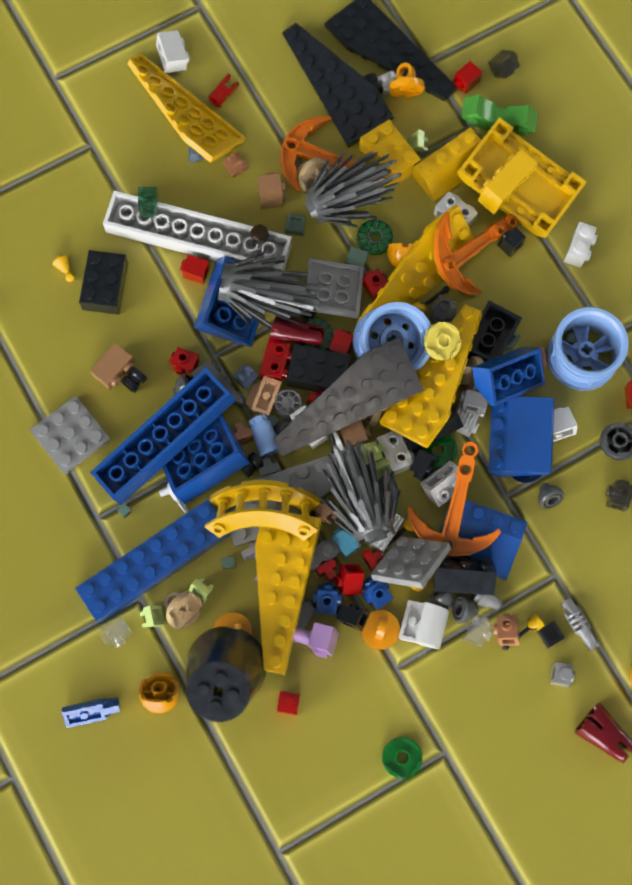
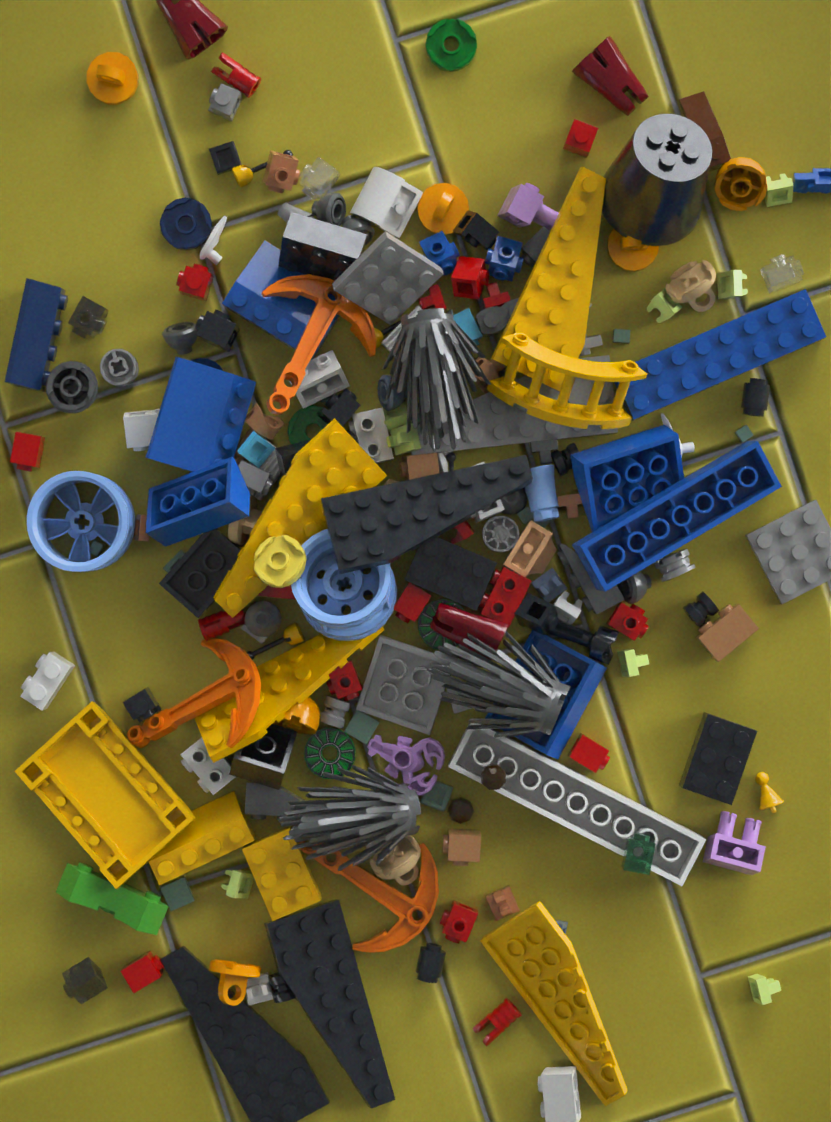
camera: 165 degrees left, 15 degrees up
(46, 142) = (763, 988): none -> yellowish green tile
(81, 221) = (733, 853): none -> lavender brick
(120, 536) = (755, 397): none -> black brick
(129, 694) = (779, 191): none -> yellowish green tile
(154, 403) = (674, 565): none -> light grey wheel
(176, 334) = (630, 662): none -> yellowish green tile
(194, 730) = (699, 111): none -> reddish brown slope
(202, 342) = (599, 642): none -> black piece
(232, 360) = (567, 612): none -> white tile
(255, 354) = (534, 608): none -> black brick
(262, 146) = (458, 922): none -> red brick
(275, 758) = (611, 76): none -> dark red piece
(276, 117) = (430, 963): none -> black brick
(276, 217) = (460, 810): none -> dark brown tile
(319, 241) = (409, 760): none -> lavender animal
(378, 261) = (334, 711): none -> light grey wheel
(407, 198) = (267, 801): none -> dark grey slope
(416, 218) = (266, 758): none -> black brick
(455, 128) = (177, 893): none -> sand green tile
(471, 300) = (220, 623): none -> red hinge
(477, 422) = (256, 449): none -> medium azure tile
(480, 435) = (262, 424): none -> medium nougat piece
(506, 180) = (131, 785): yellow brick -> none
(525, 502) = (217, 329): none -> black brick
(546, 562) = (213, 239): none -> white bar
(549, 535) = (195, 282): none -> red brick
(555, 697) = (239, 78): none -> red hinge
(567, 579) = (186, 224): none -> dark blue tile
(579, 623) = (185, 162): light grey hinge -> none
(588, 465) = (119, 367): none -> light grey wheel

